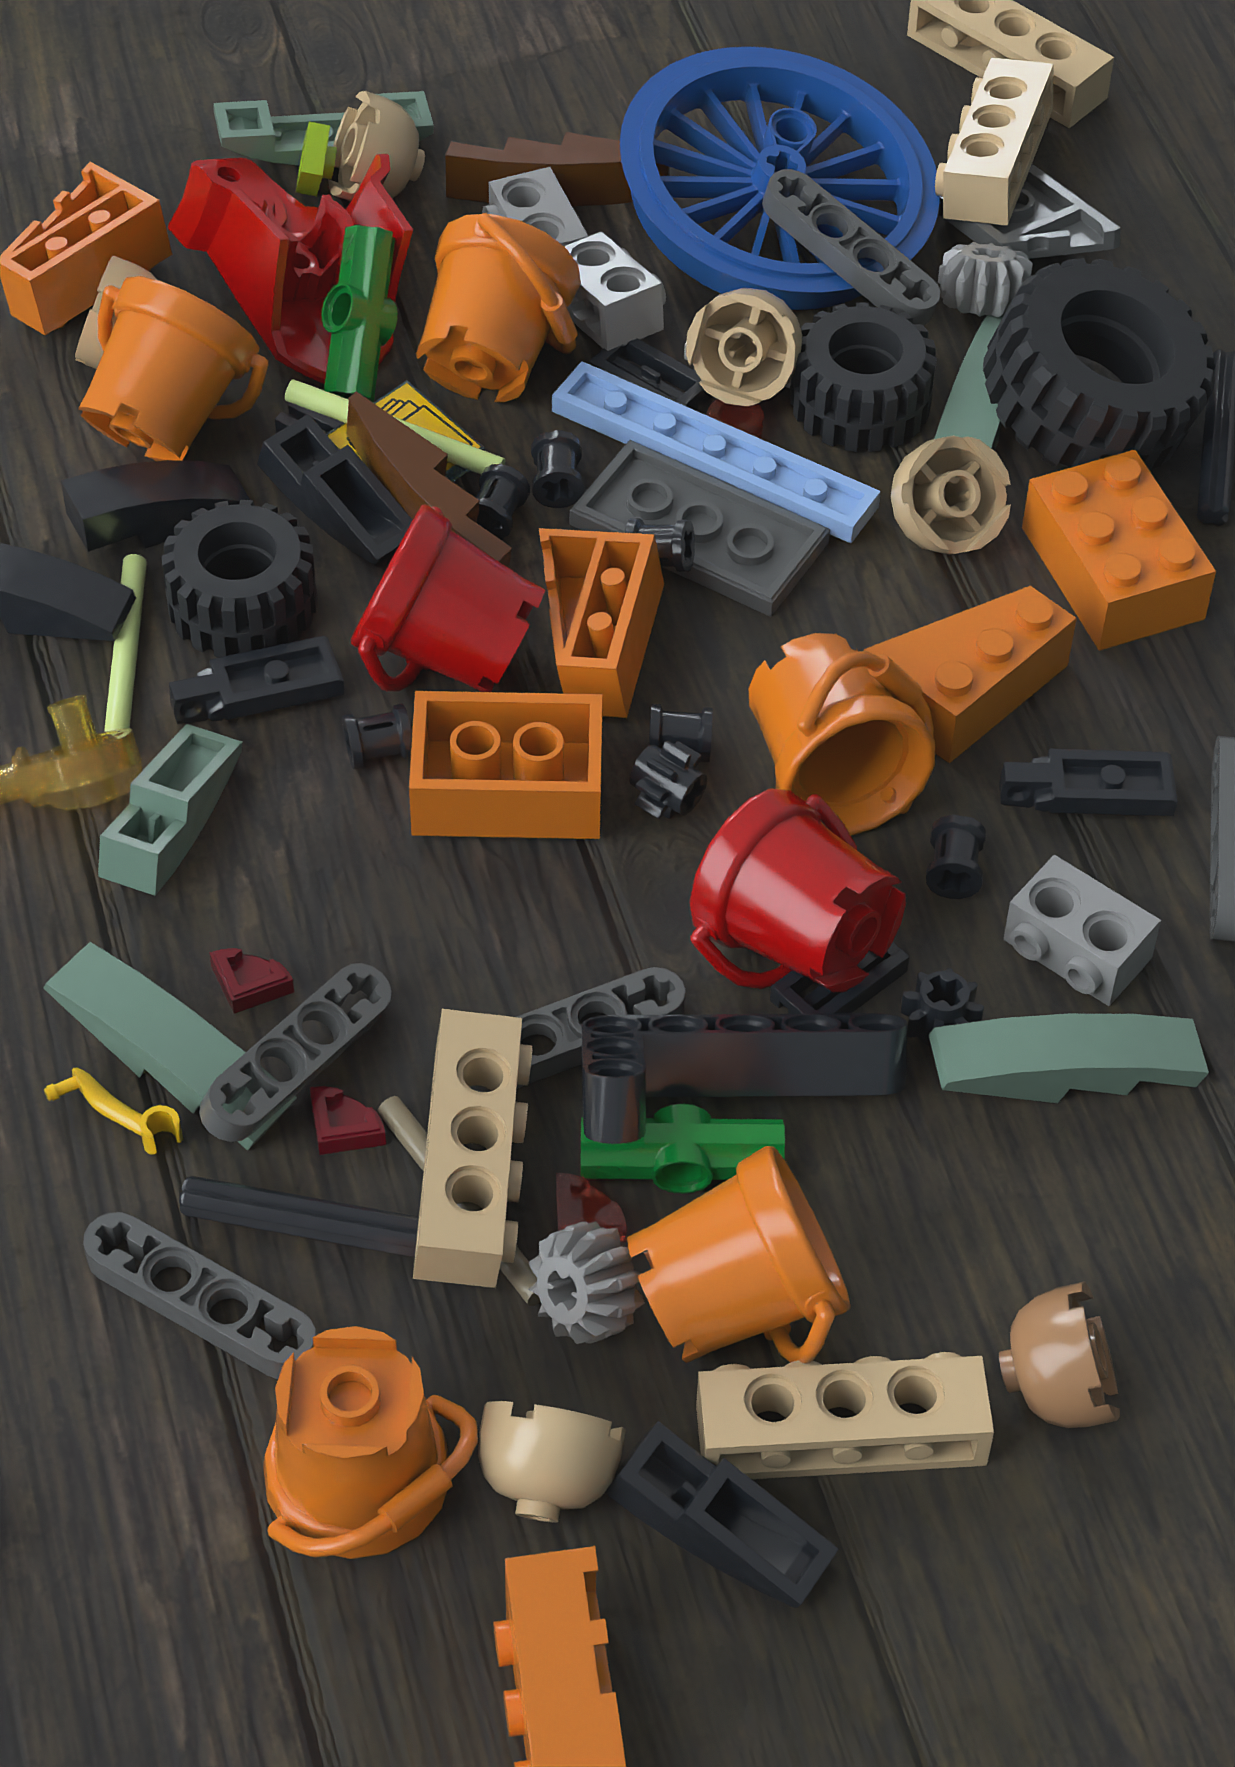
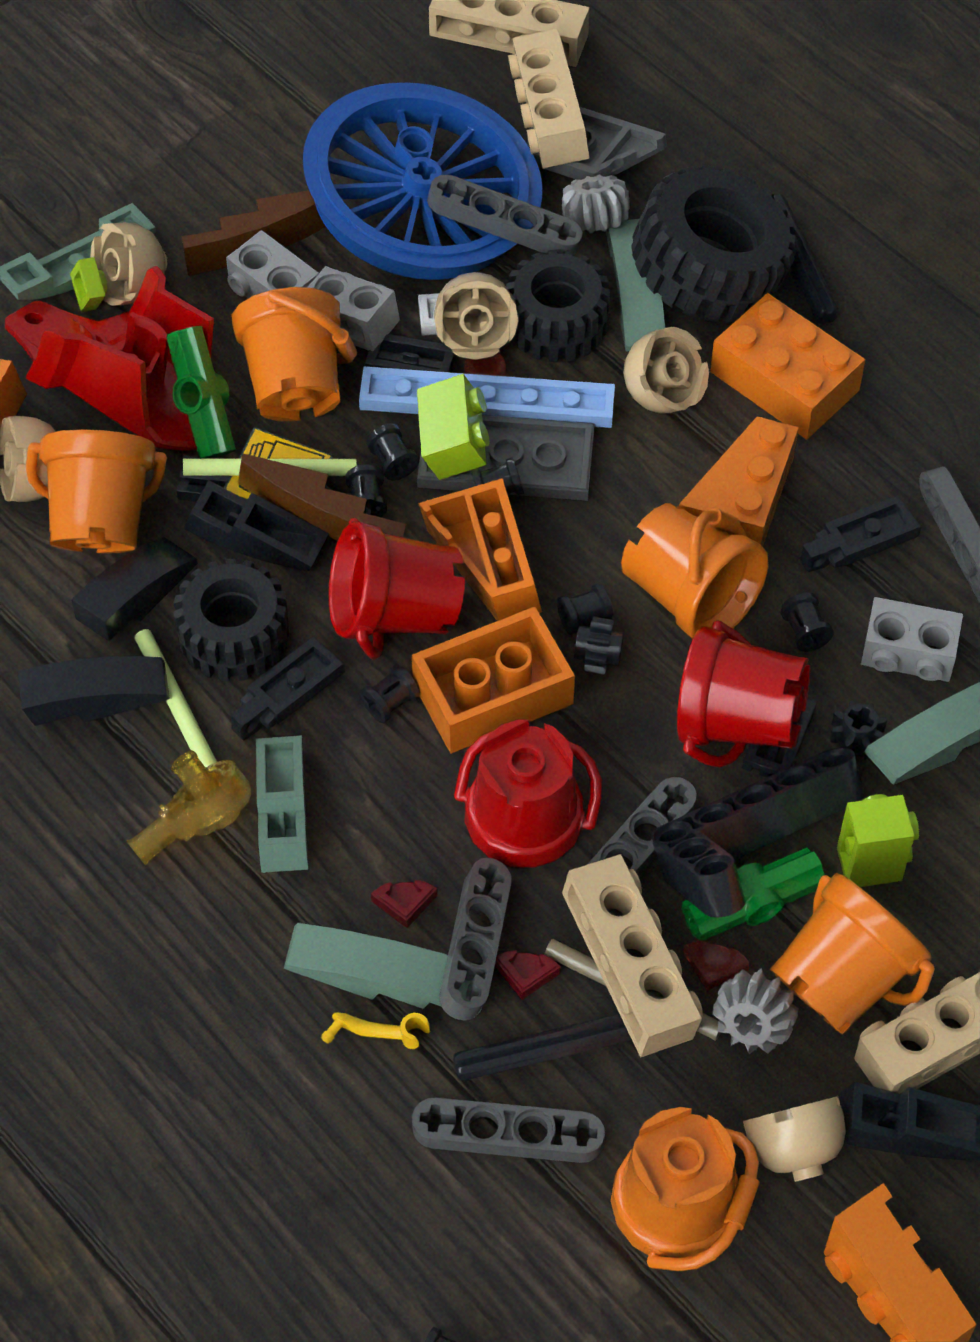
camera: 25 degrees left, 5 degrees up
(460, 911) = (526, 794): none -> red piece
(636, 459) = (452, 426): none -> lime brick
(872, 1144) = (877, 840): none -> lime brick

